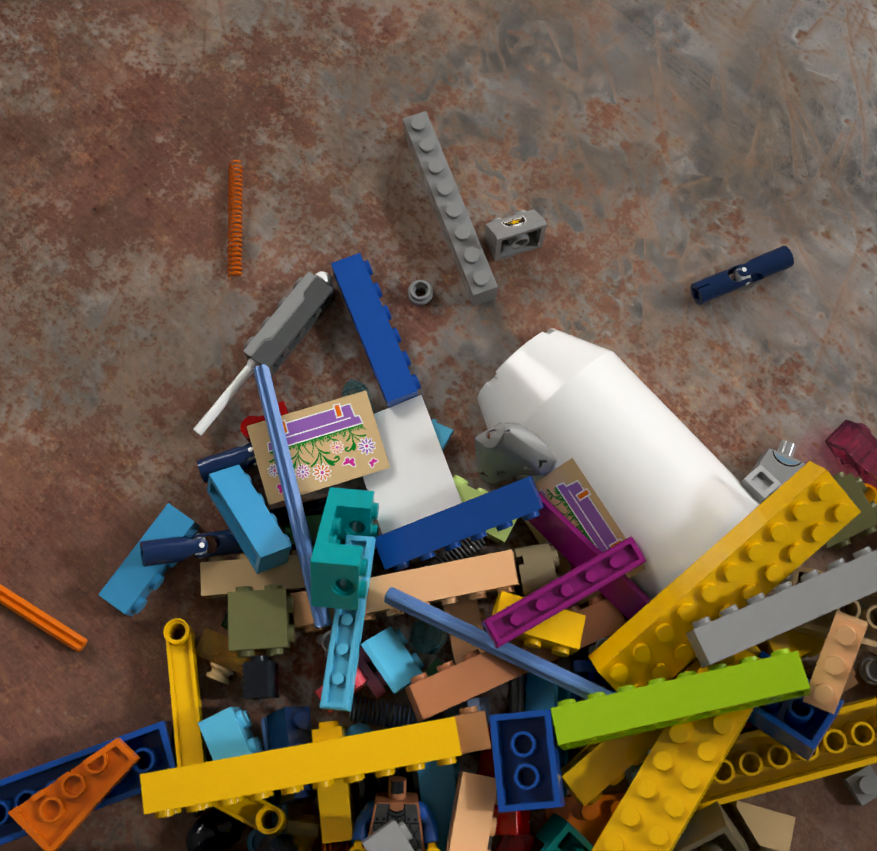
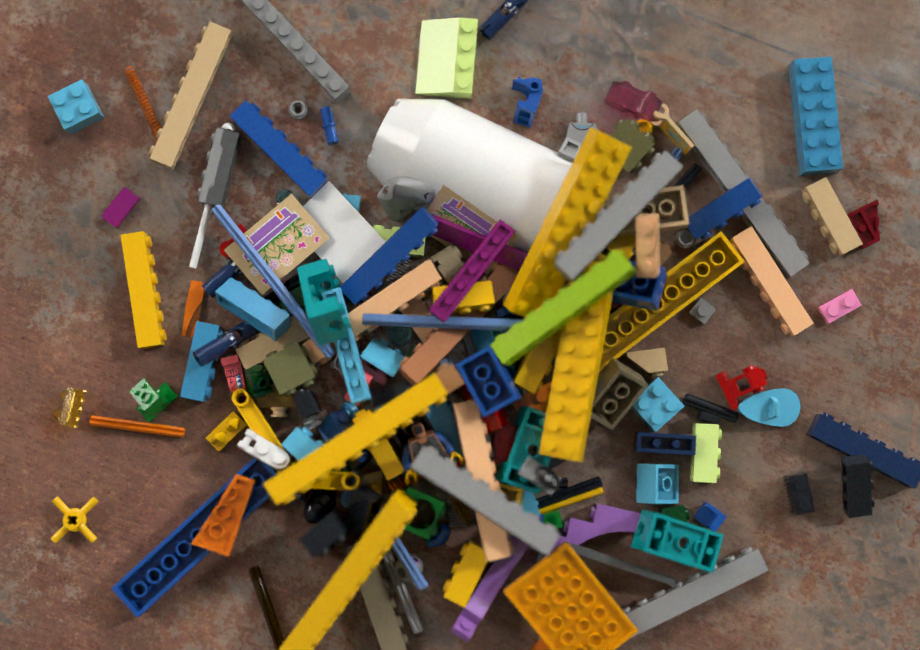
camera: 25 degrees left, 10 degrees up
(60, 587) = (152, 401): none -> green tile
(120, 436) = (142, 290): none -> yellow brick
(138, 669) = (226, 431): none -> yellow tile
(145, 321) = (120, 207): none -> magenta tile
(149, 180) = (76, 107): none -> medium azure brick
(173, 484) = (193, 308): none -> orange sticker
(173, 722) = (265, 451): none -> white plate
(185, 594) = (234, 372): none -> coral leg
(210, 618) = (258, 380): none -> dark green brick
(260, 707) = (314, 421): none -> light grey plate
(292, 223) = (190, 96): none -> tan brick
(317, 714) = (351, 409): none -> dark azure plate
(451, 327) = (329, 125): none -> blue axle
(515, 234) = (344, 42): light grey slope -> none
(637, 304) = (447, 57): none -> yellowish green slope
(722, 405) = (533, 90): none -> blue tile

